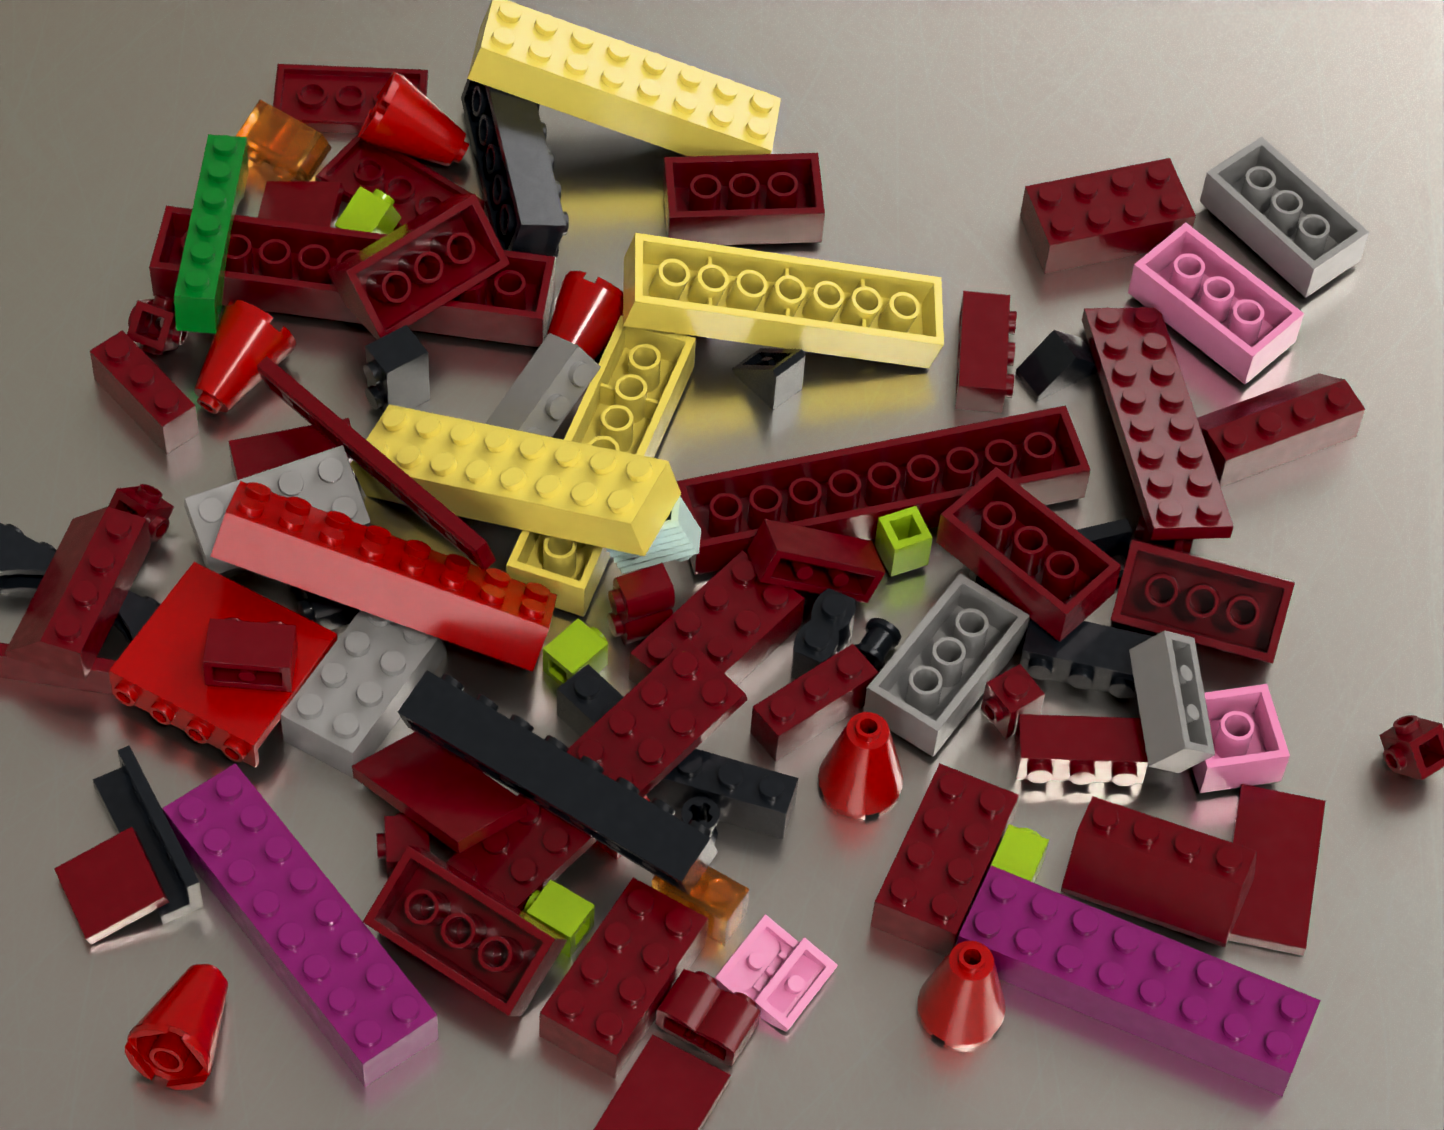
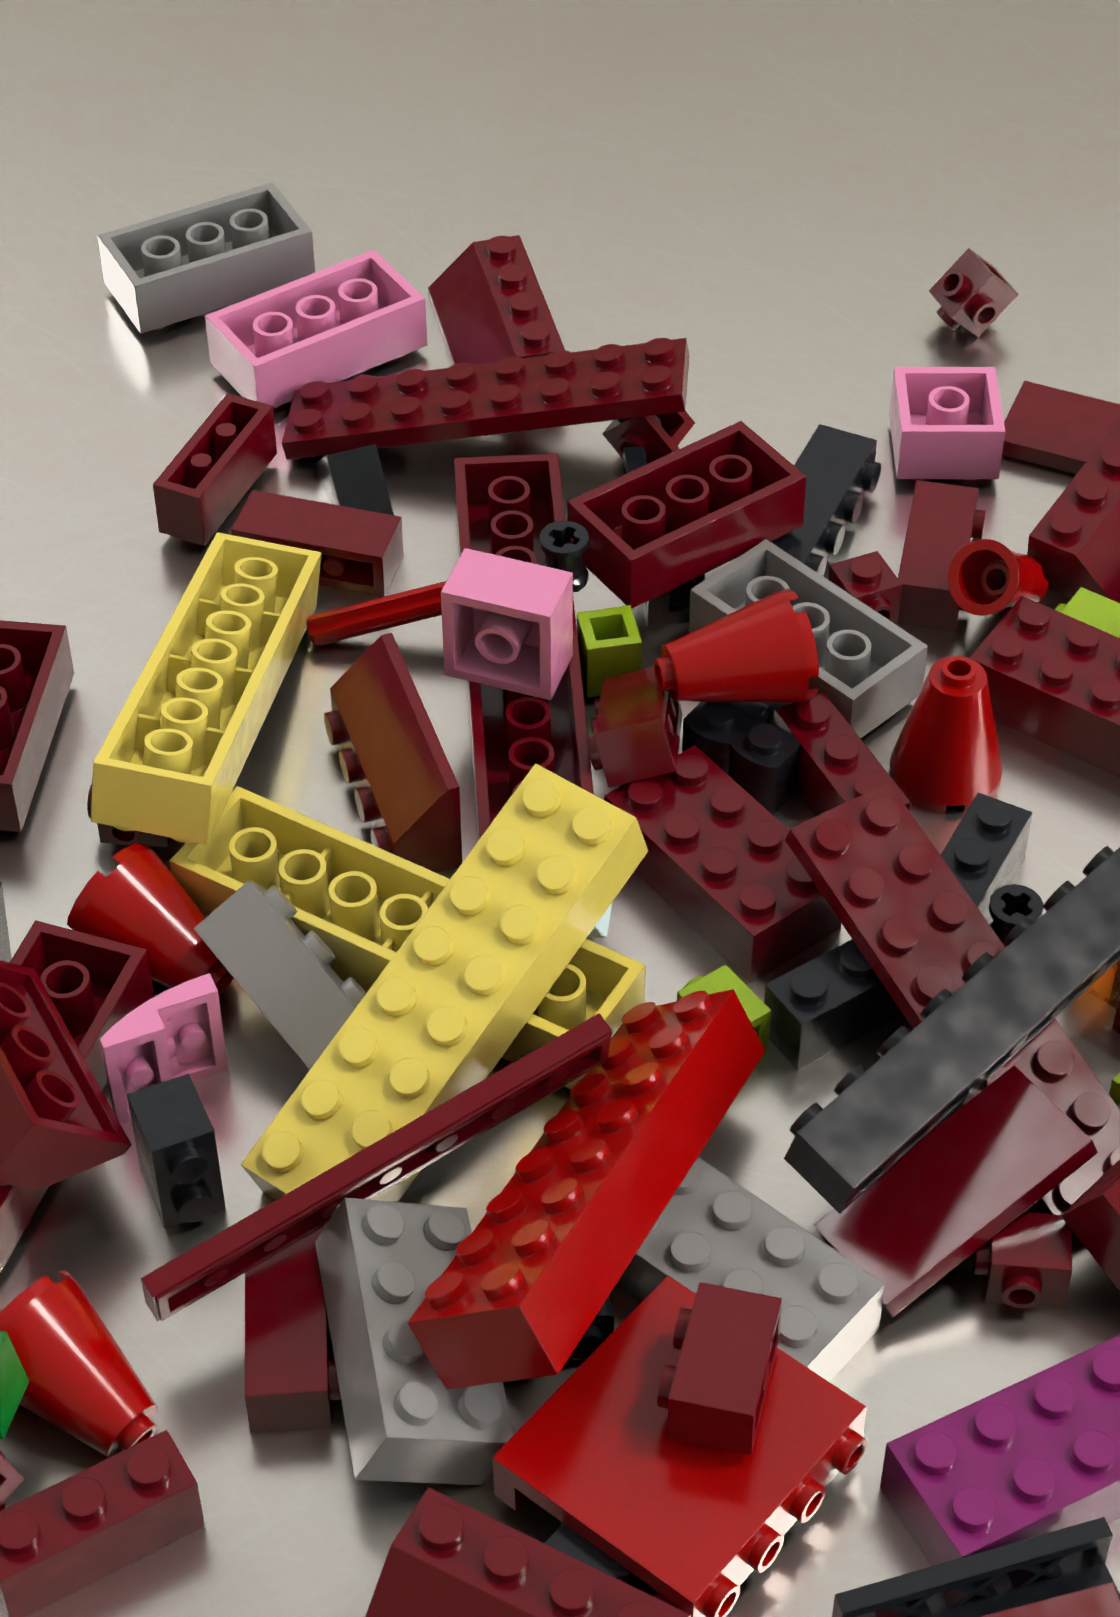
camera: 75 degrees left, 10 degrees down
(147, 503) = (345, 1552): dark red brick -> none
(475, 349) = (164, 1040): none -> bright pink slope
(640, 603) = (667, 917): dark red brick -> none
(764, 432) = (395, 760): none -> dark red slope
(773, 374) = (291, 744): black slope -> none
(855, 449) = (507, 623): none -> bright pink brick
(865, 602) = (744, 657): none -> red cone
(912, 397) = (375, 614): none -> red axle
(953, 476) = (561, 554): none -> black bush
(1034, 271) = (215, 469): none -> dark red brick
(1039, 782) = (992, 578): none -> red plant
(1104, 214) = (141, 396): dark red brick -> none
(1171, 702) = (919, 438): light grey brick -> none
(1203, 600) = (771, 381): dark red brick -> none

